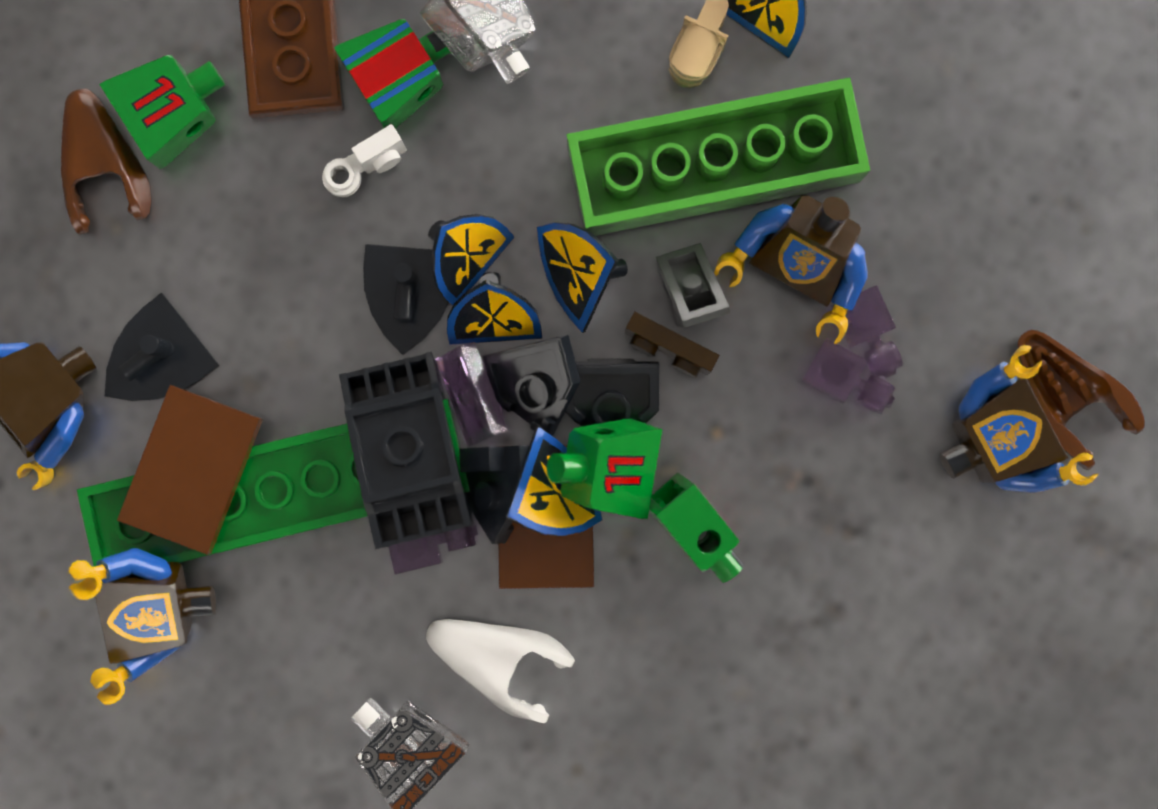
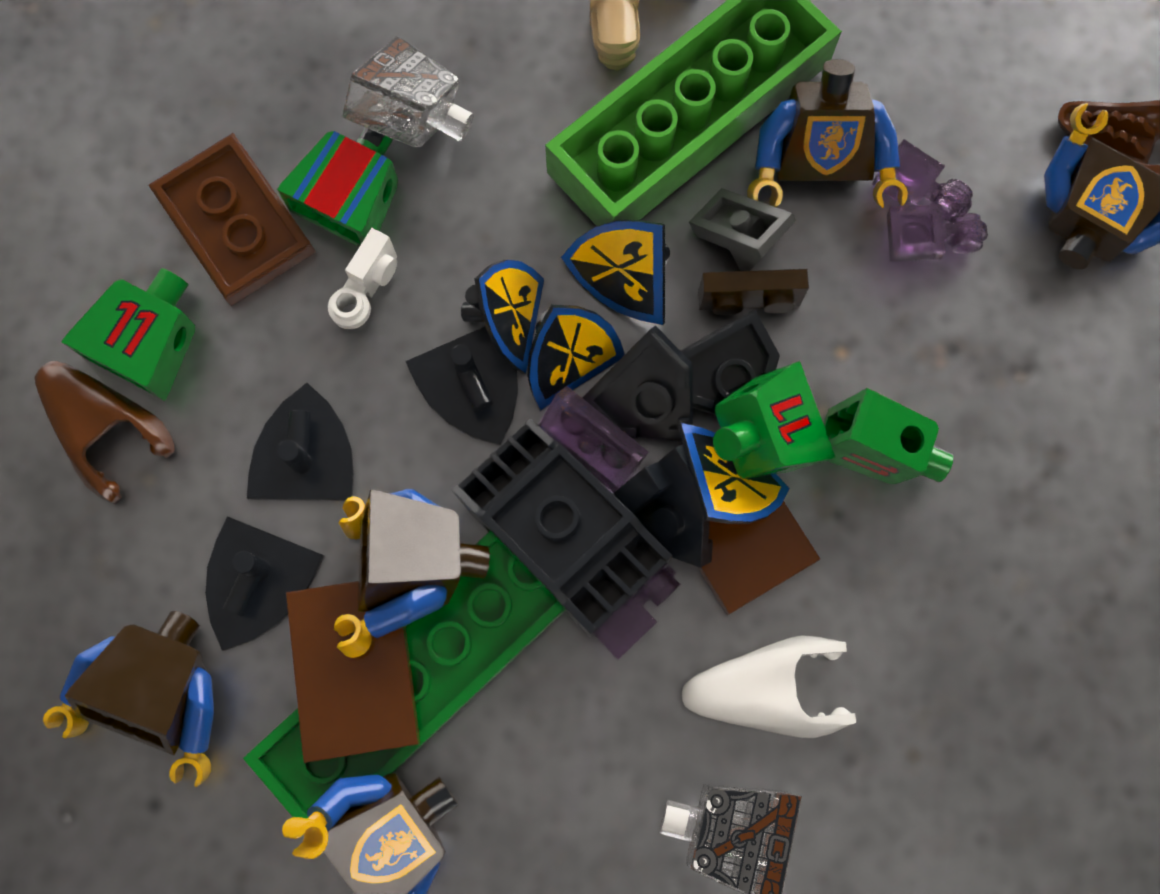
camera: 30 degrees left, 10 degrees down
(245, 273) = (302, 453): none -> black shield
(270, 414) = (405, 563): none -> torso

